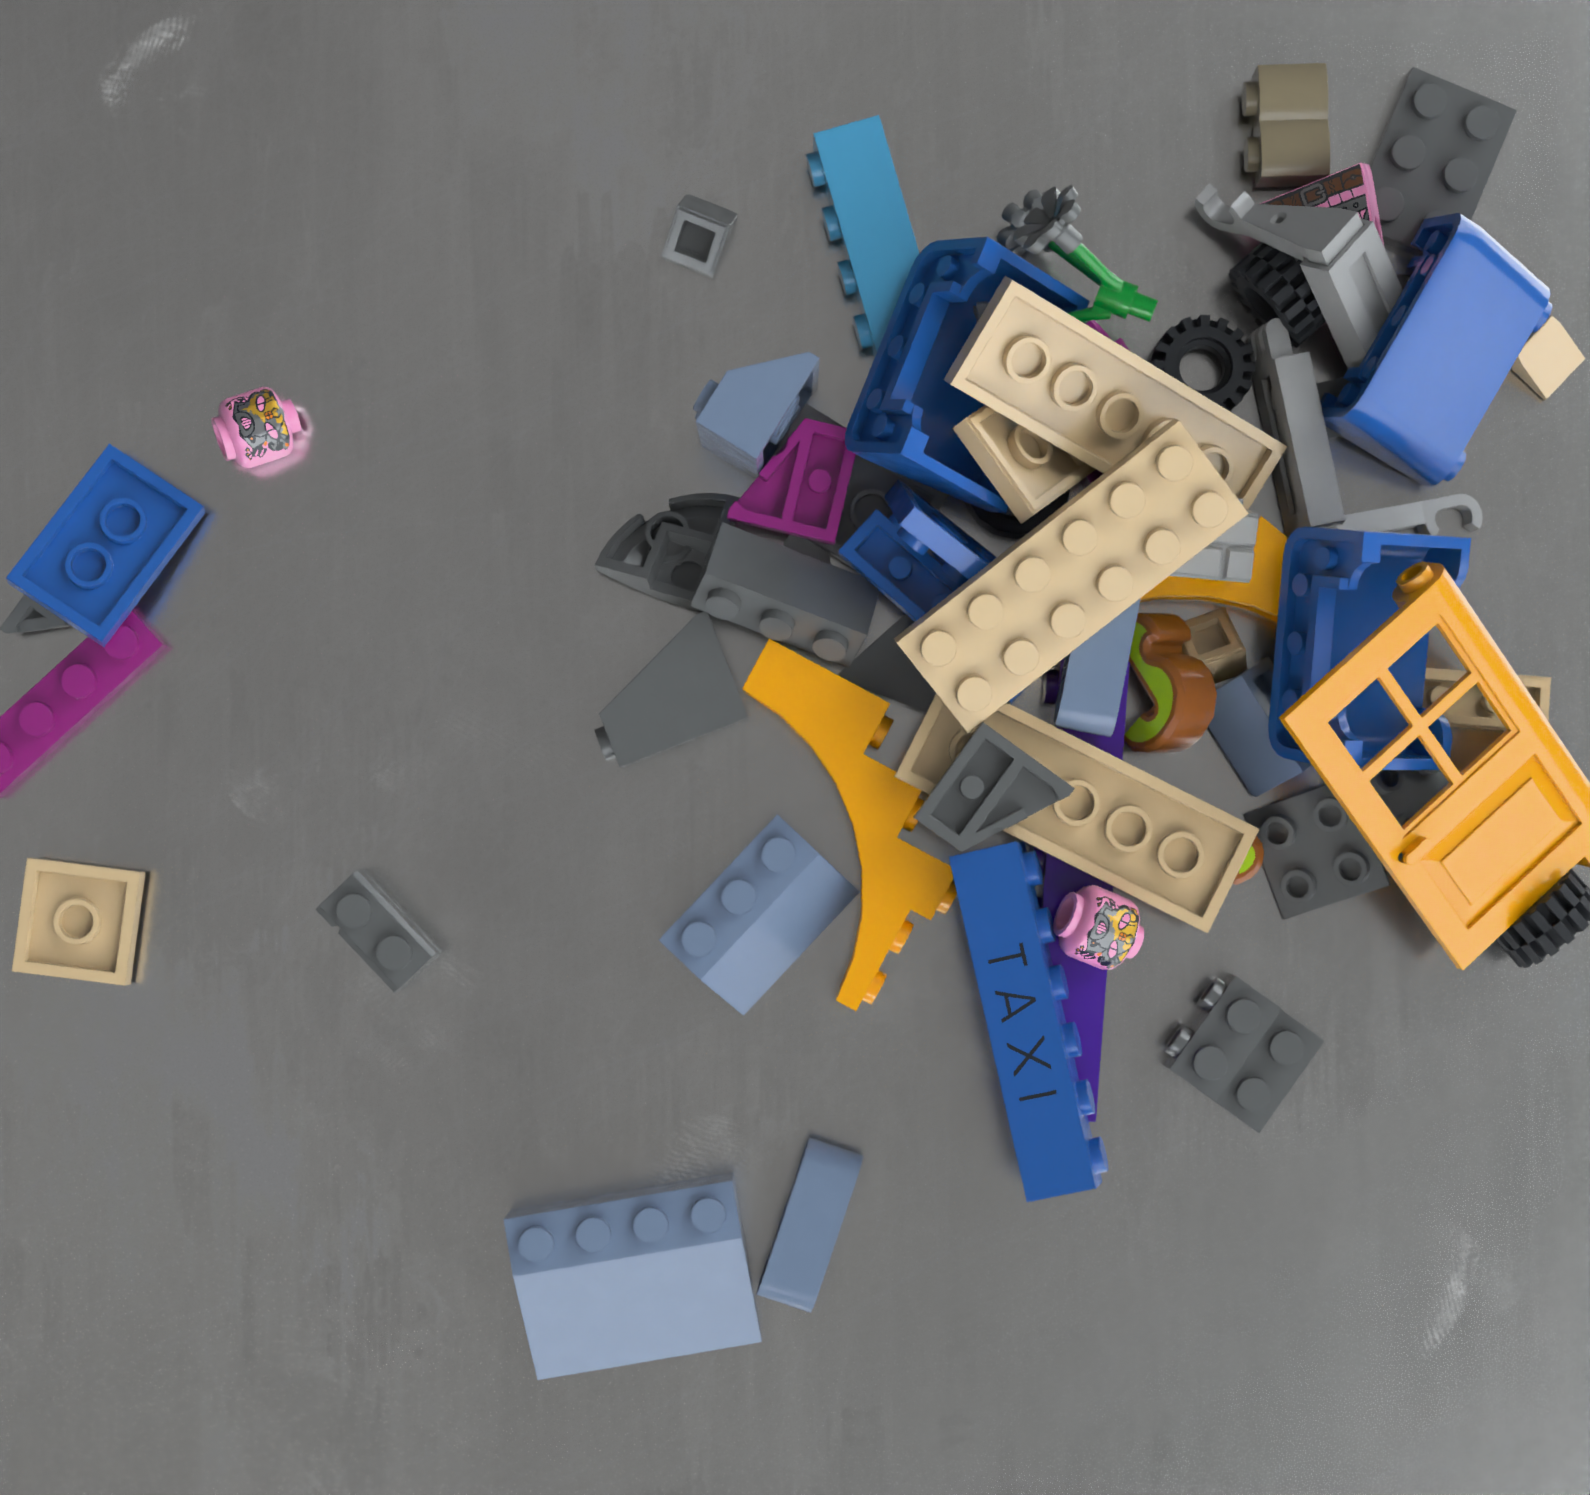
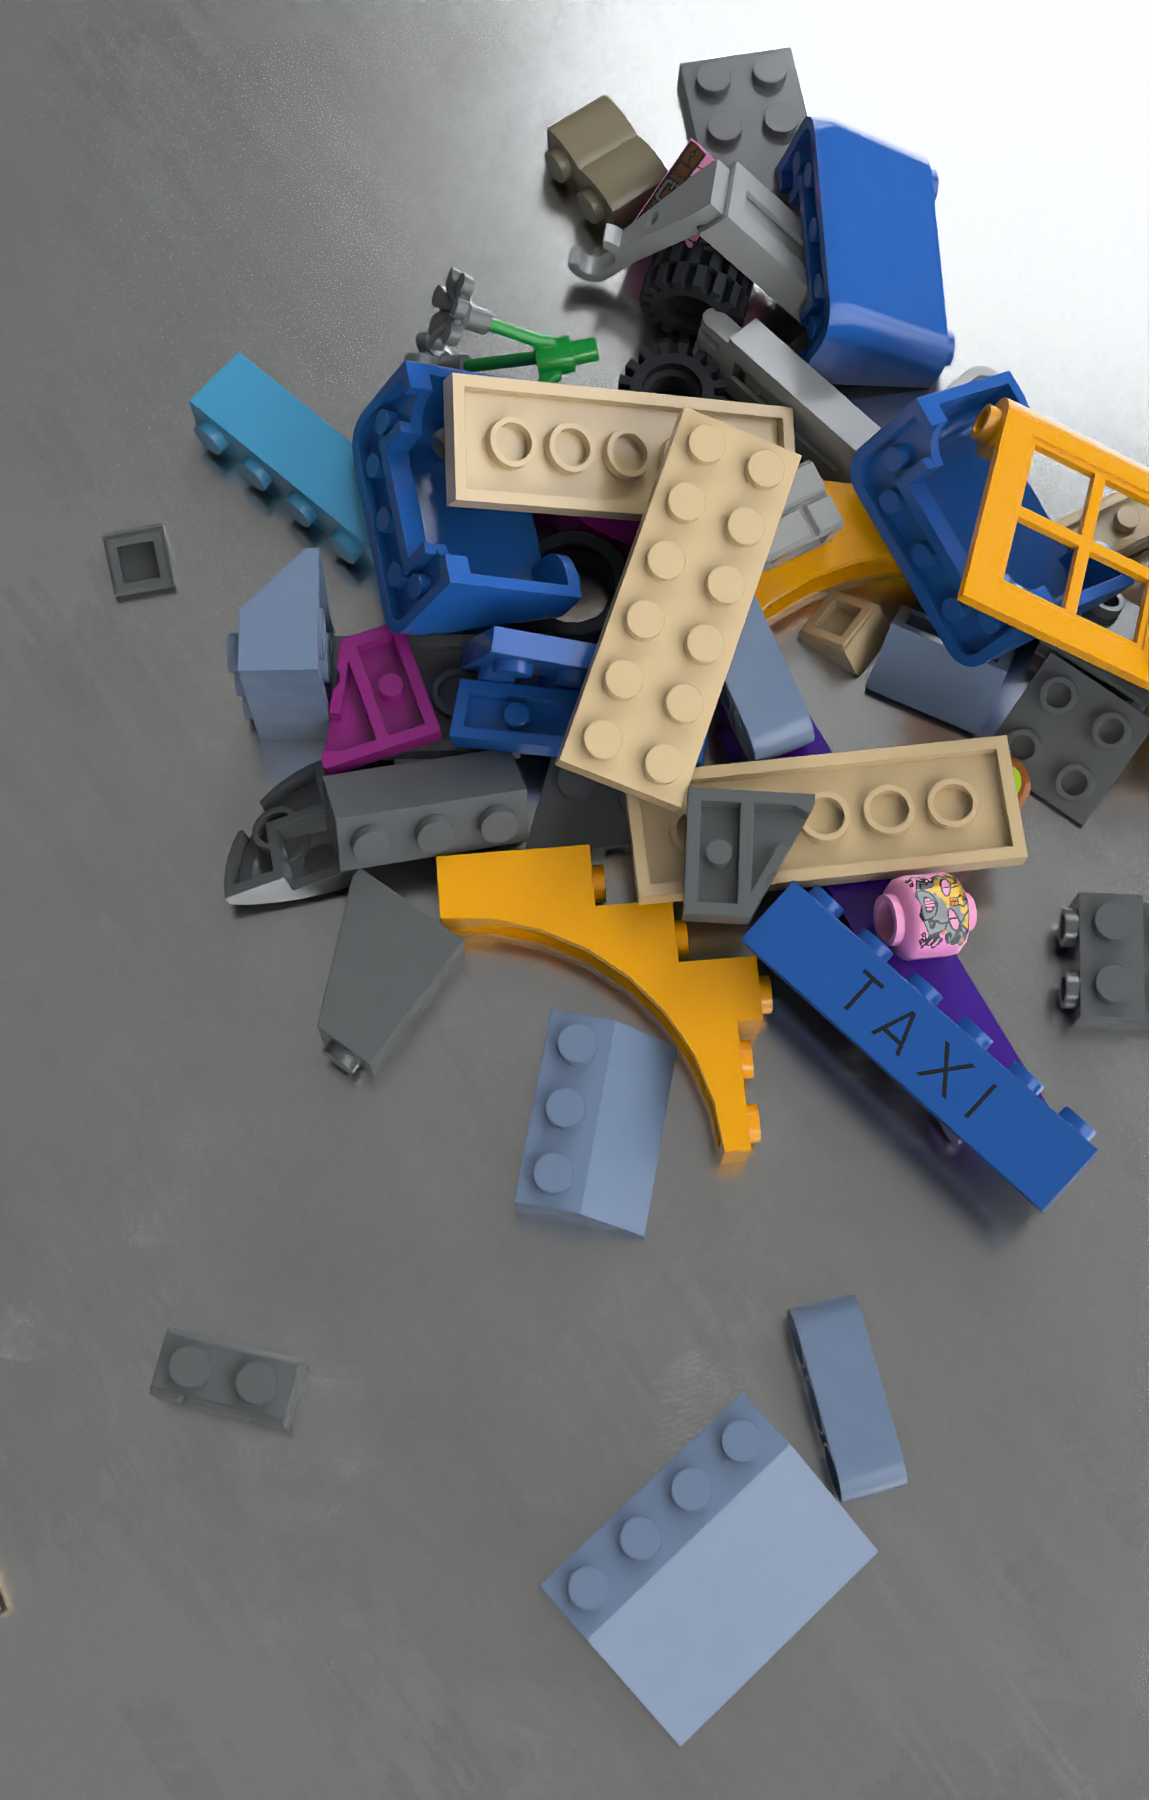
camera: 35 degrees left, 15 degrees down
(1019, 462) = (563, 545): tan tile -> none
(1174, 681) = (846, 667): dark orange animal -> none
(1547, 358) = (961, 220): tan slope -> none

